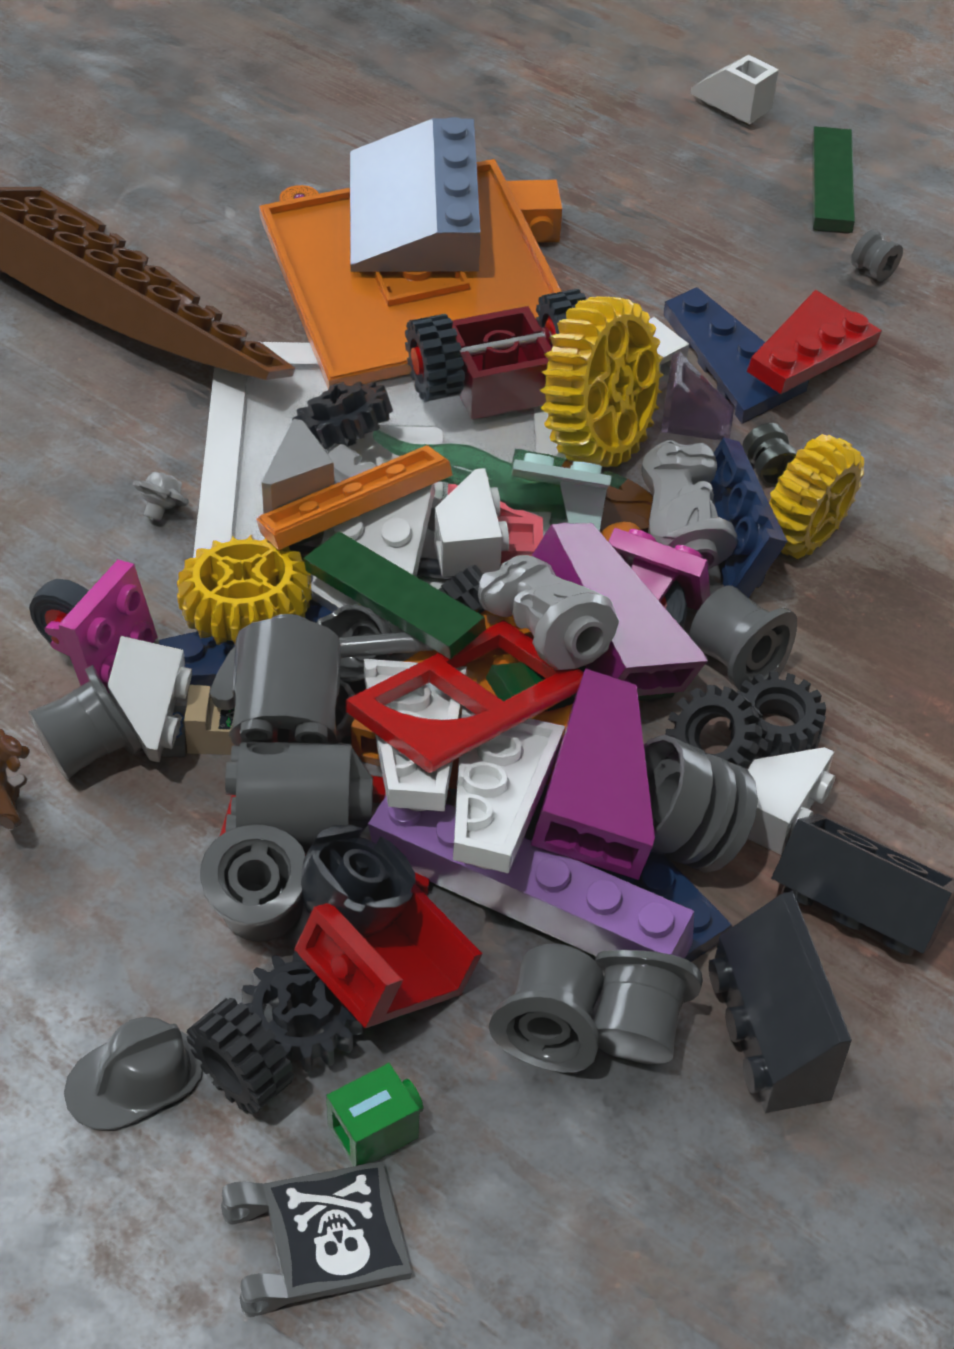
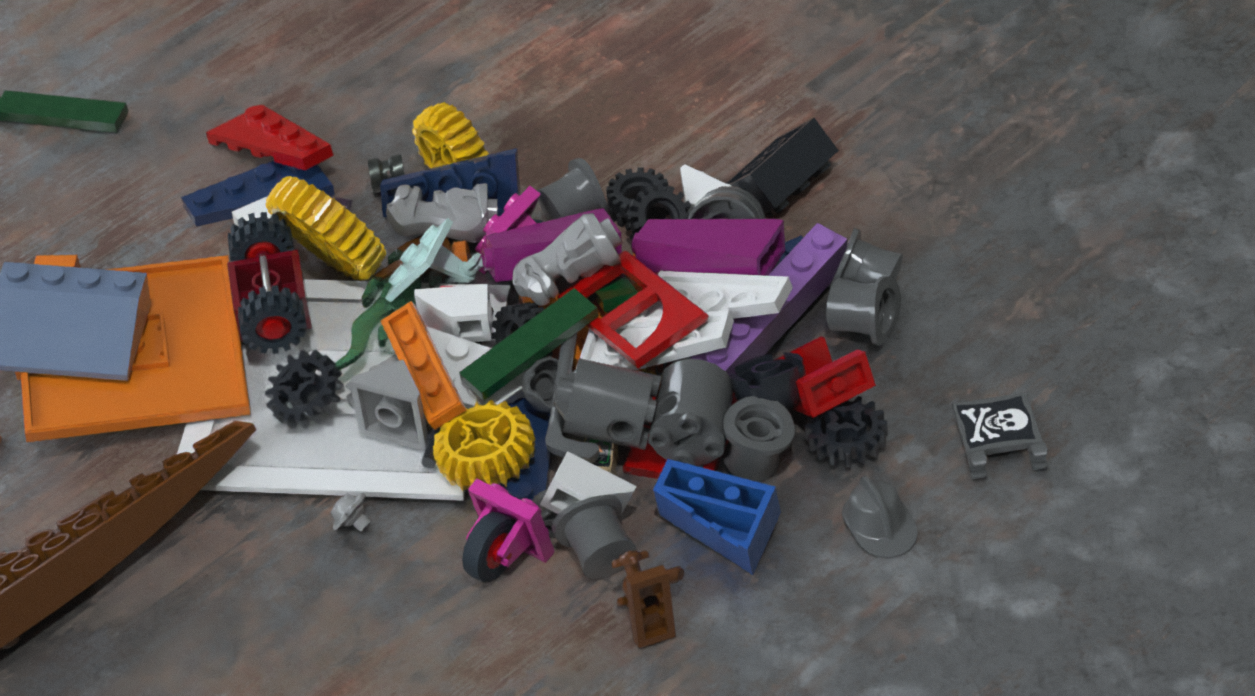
camera: 75 degrees left, 5 degrees down
(125, 861) = (719, 510): none -> blue wedge
(240, 1055) = (886, 447): black tyre -> none
(374, 1115) = (927, 398): green brick -> none
(780, 1007) = (878, 200): black slope -> none
(877, 255) = (176, 94): dark grey wheel -> none

